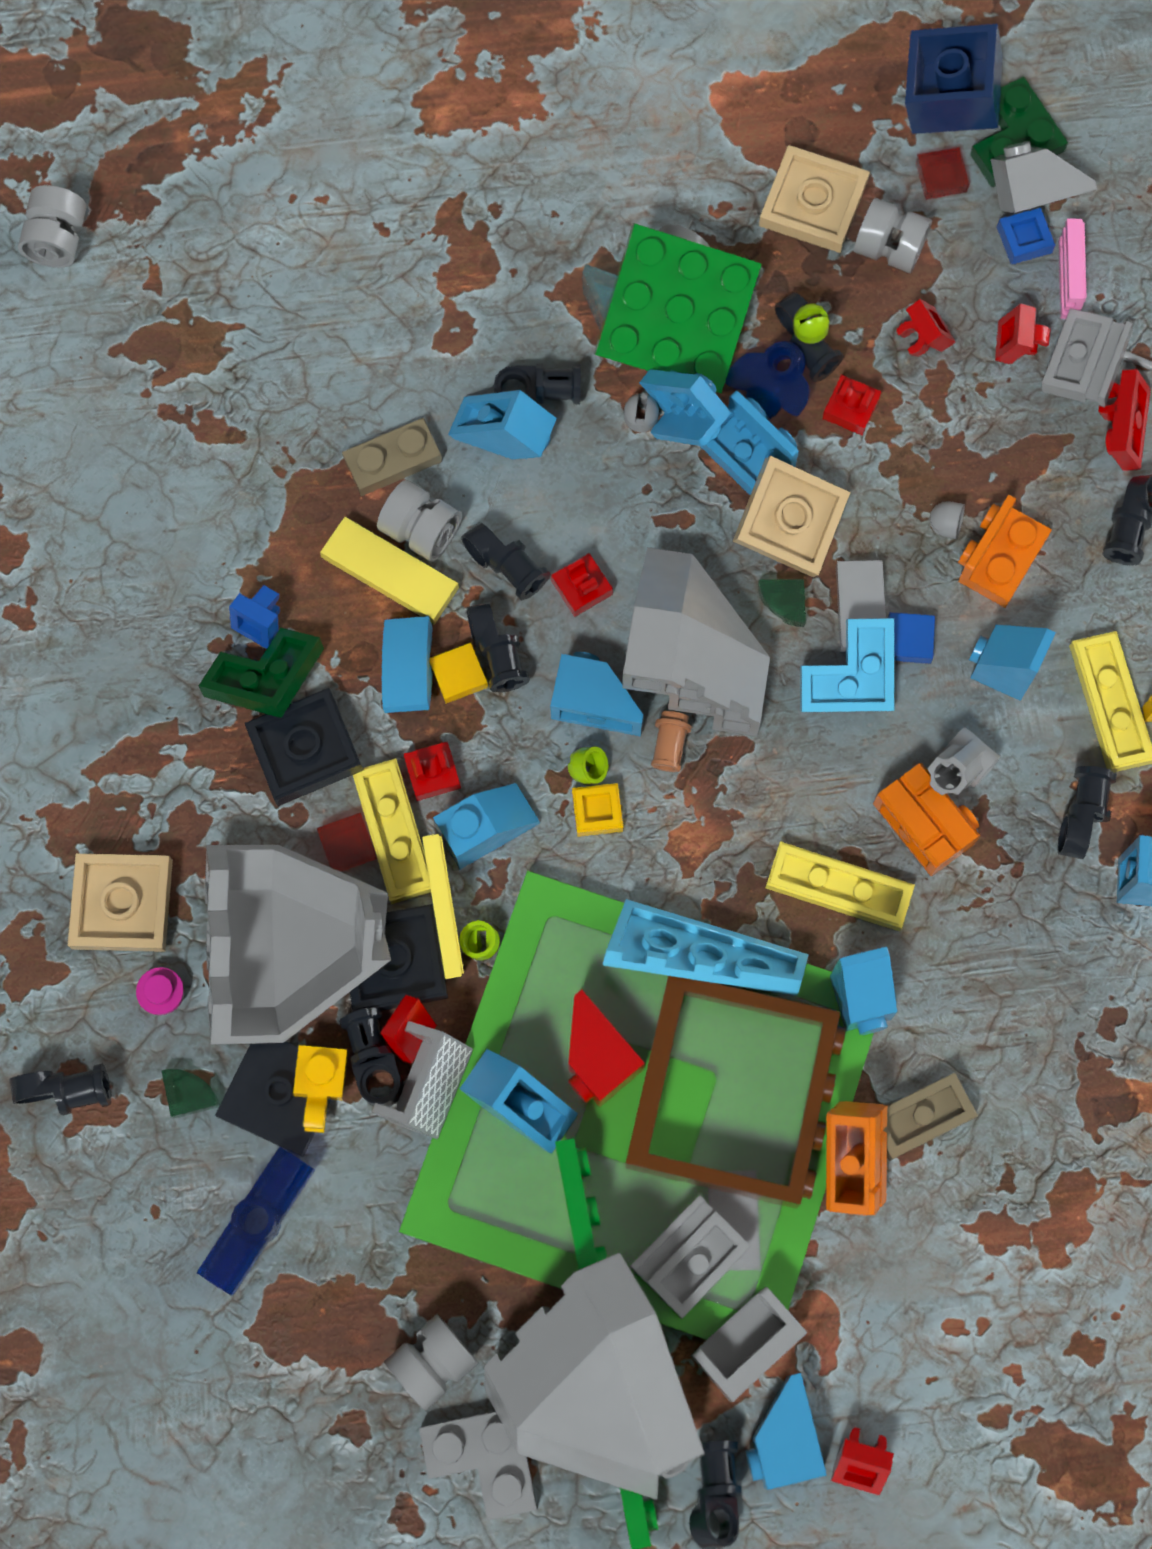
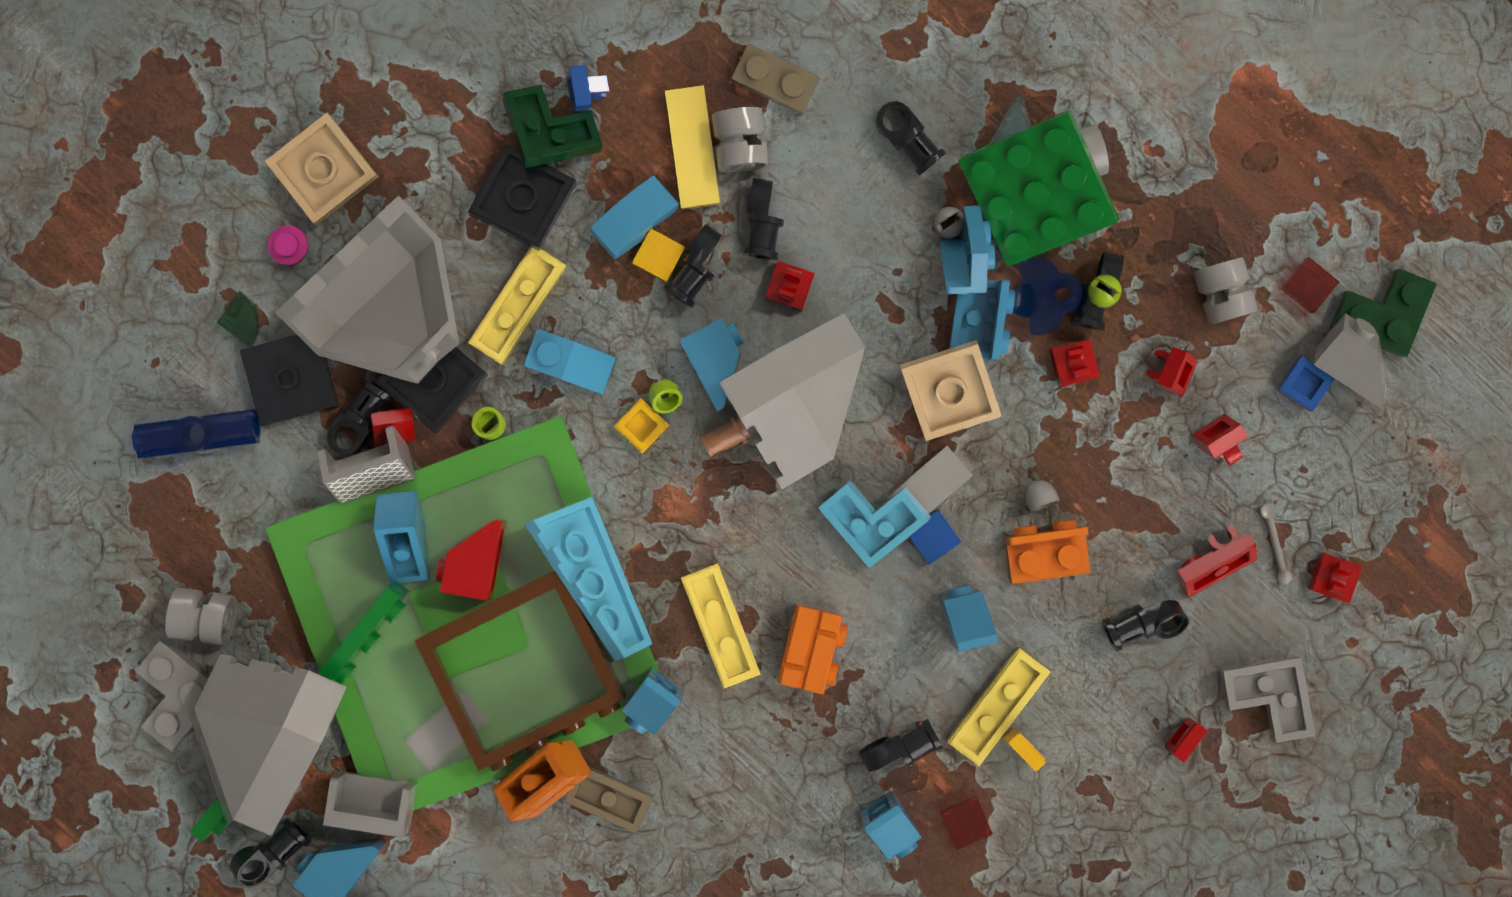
camera: 50 degrees right, 15 degrees up
(68, 1090) = (175, 241): black connector -> none
(319, 1078) = (314, 397): yellow plate -> none
(347, 843) = (483, 280): clear red tile -> none
(432, 771) = (578, 295): red tile -> none
(443, 906) = (488, 382): light yellow tile -> none
(504, 424) = (858, 137): dark azure slope -> none
(690, 1256) = (395, 725): light grey plate -> none
(784, 599) = (891, 431): clear green tile -> none
(814, 198) = (1212, 211): tan plate -> none
(954, 79) = (1387, 238): dark blue brick -> none
(962, 763) = (864, 644): light grey piece -> none
(1072, 267) = (1305, 436): bright pink tile -> none
(1087, 357) = (1242, 499): light grey plate -> none

